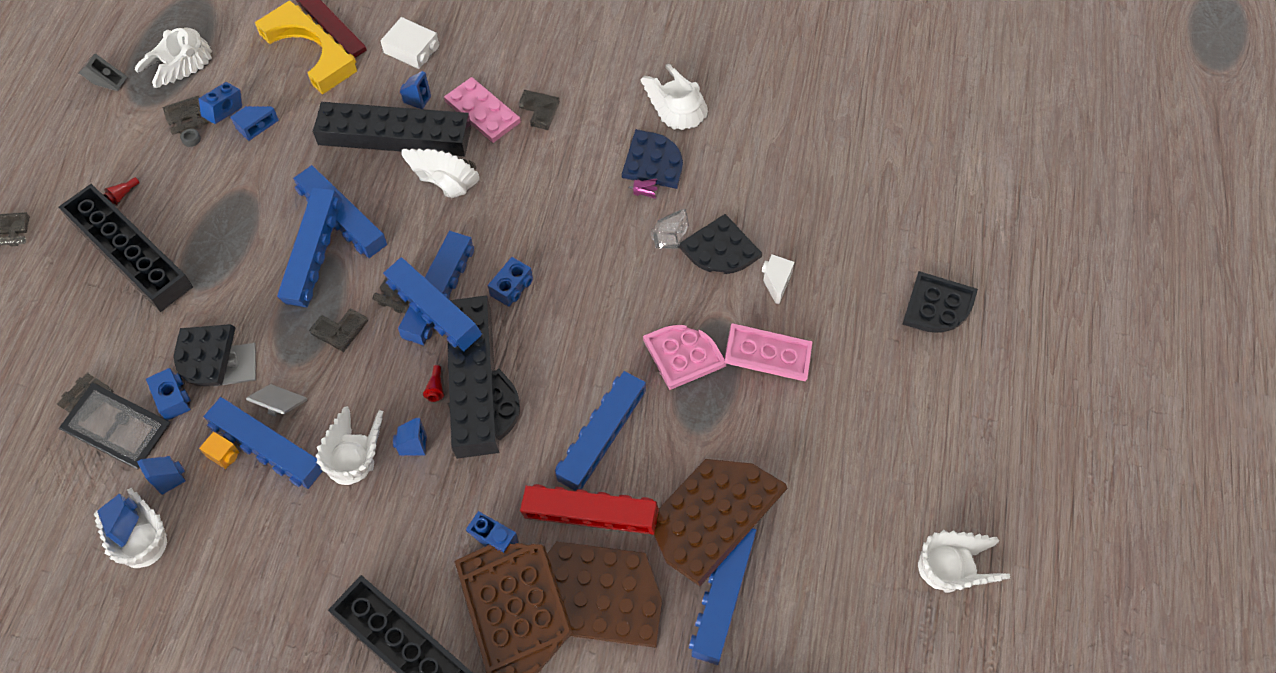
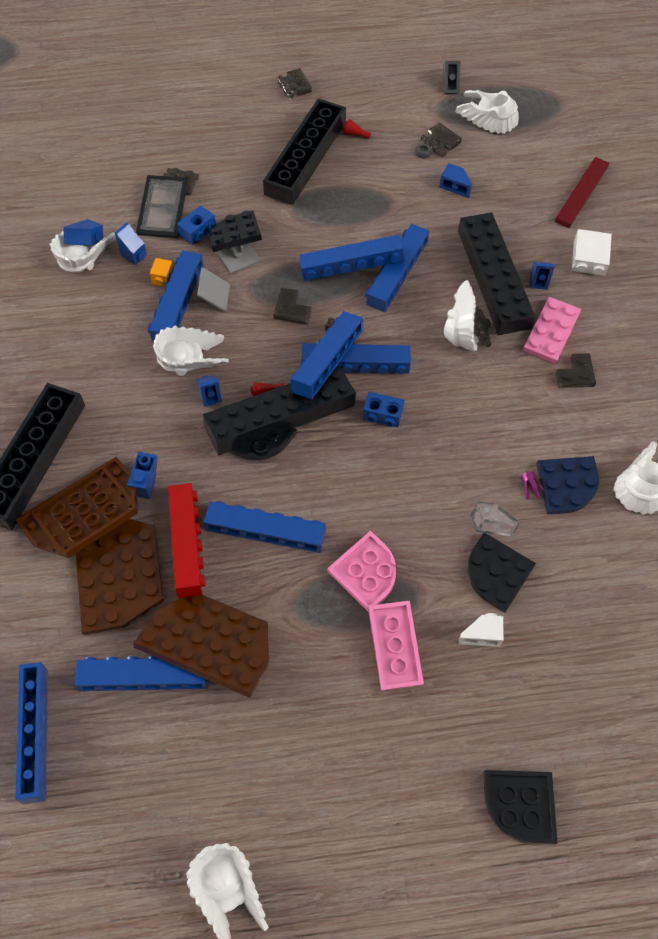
camera: 70 degrees right, 0 degrees up
(220, 102) = (459, 152): blue brick -> none
(290, 21) = (540, 209): yellow arch -> none

